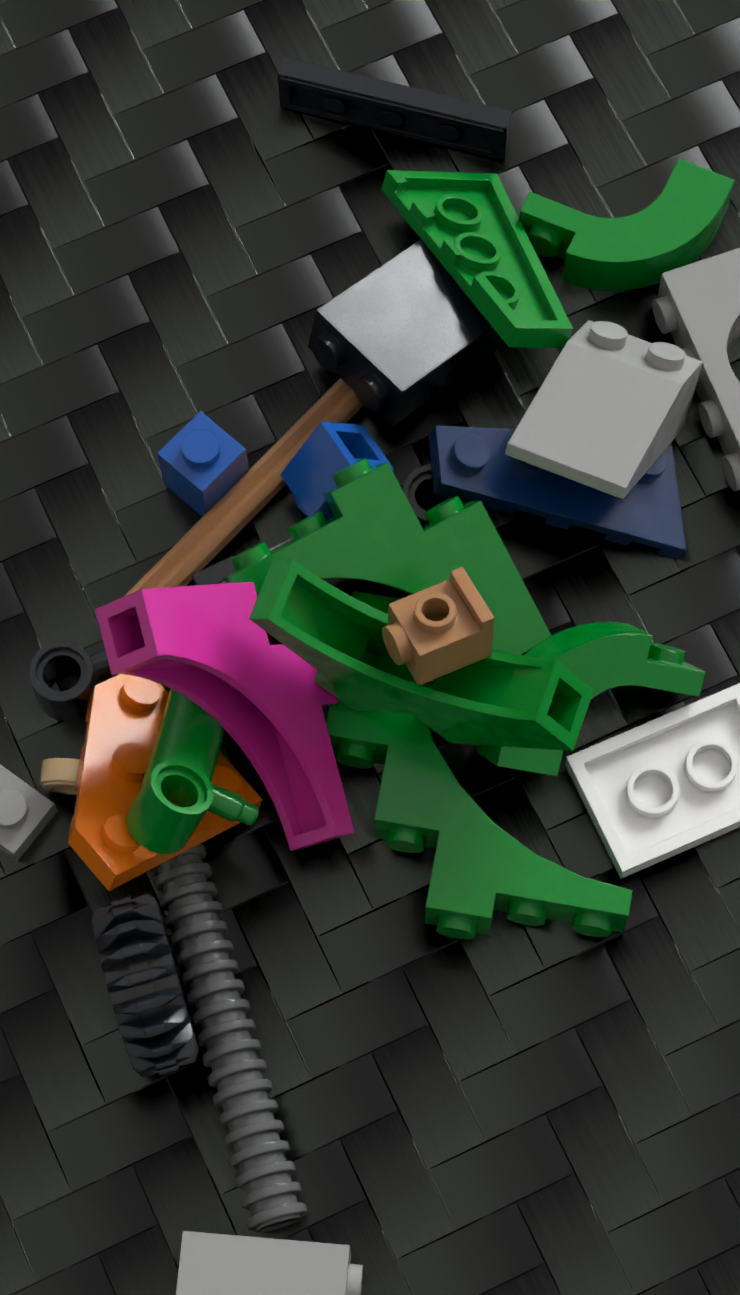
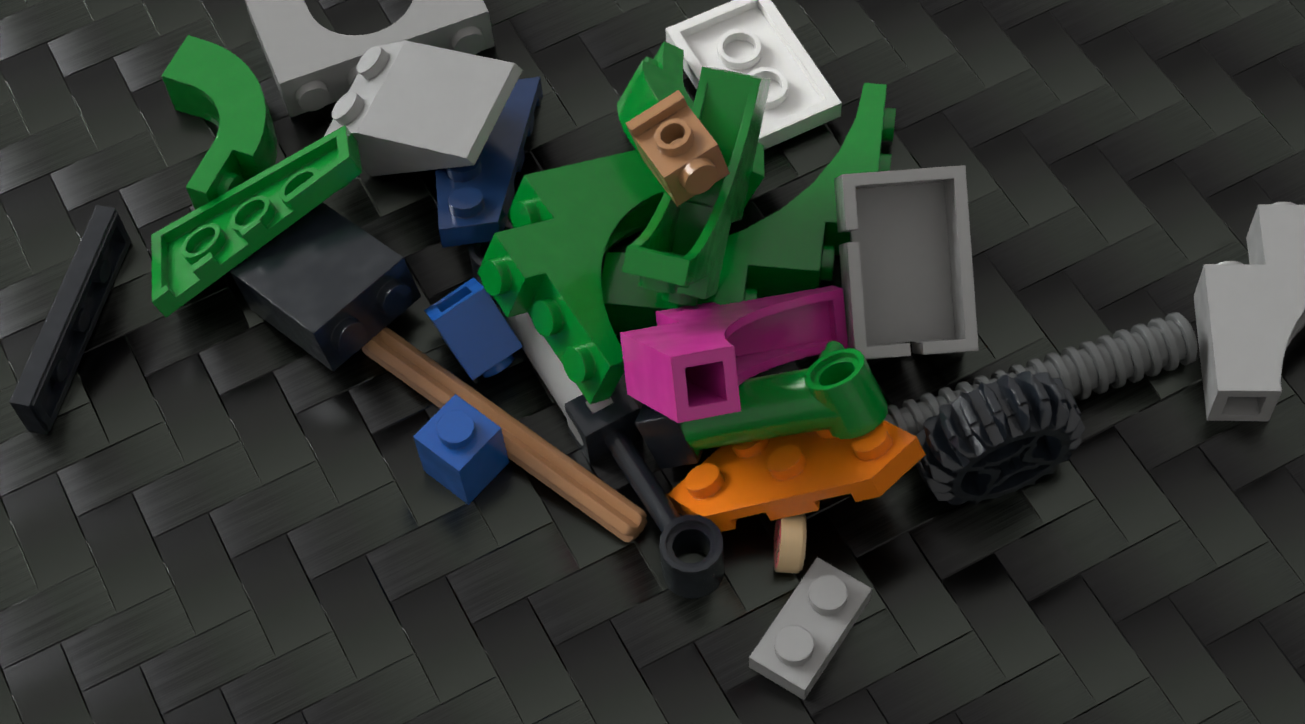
camera: 90 degrees left, 10 degrees down
(362, 901) = (907, 261): none -> light grey piece

